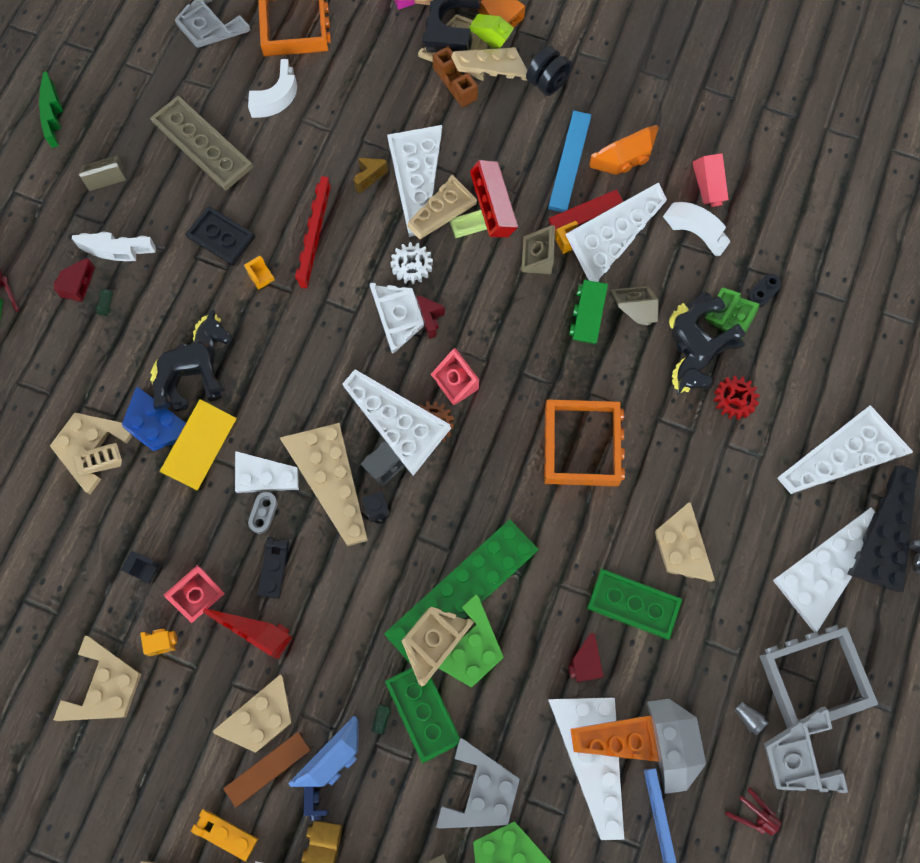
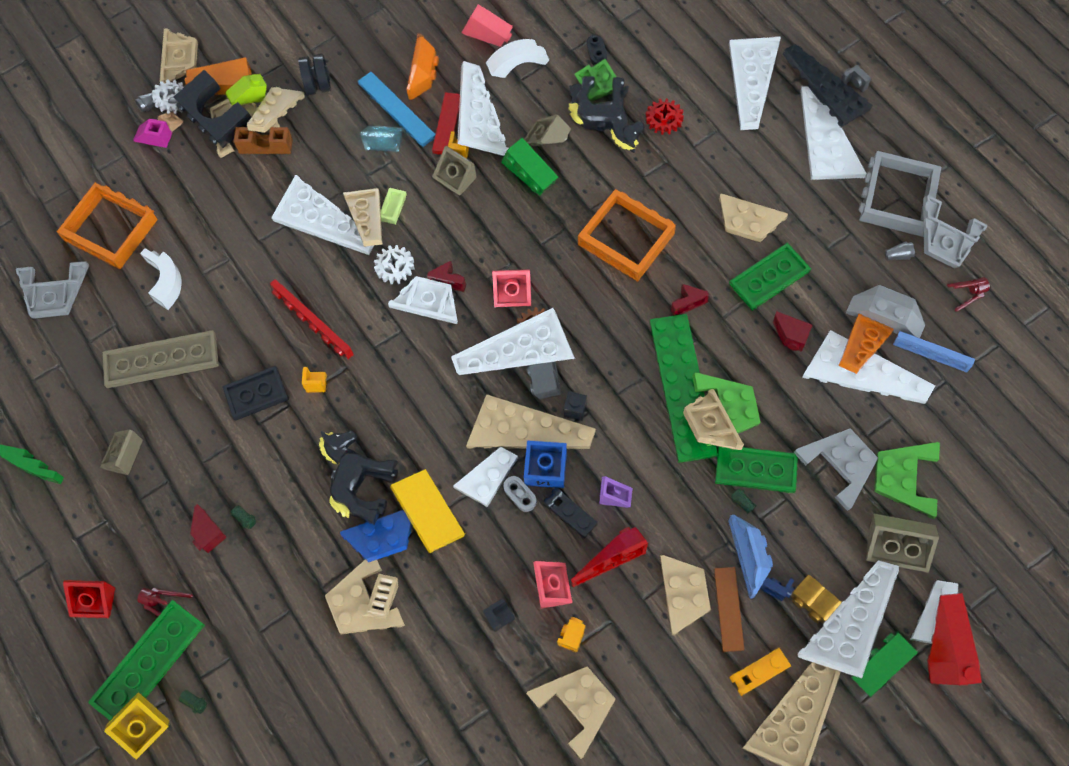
camera: 50 degrees left, 5 degrees down
(107, 247) = (194, 487): white slope -> none
(301, 517) = (545, 464): none -> blue brick
(314, 596) = (615, 493): none -> medium lavender slope
(372, 171) = (292, 248): pearl gold slope -> none
(493, 199) = (387, 176): brick -> none
(531, 168) = (382, 138): none -> clear light blue slope
(556, 546) = (692, 299): none -> dark red slope

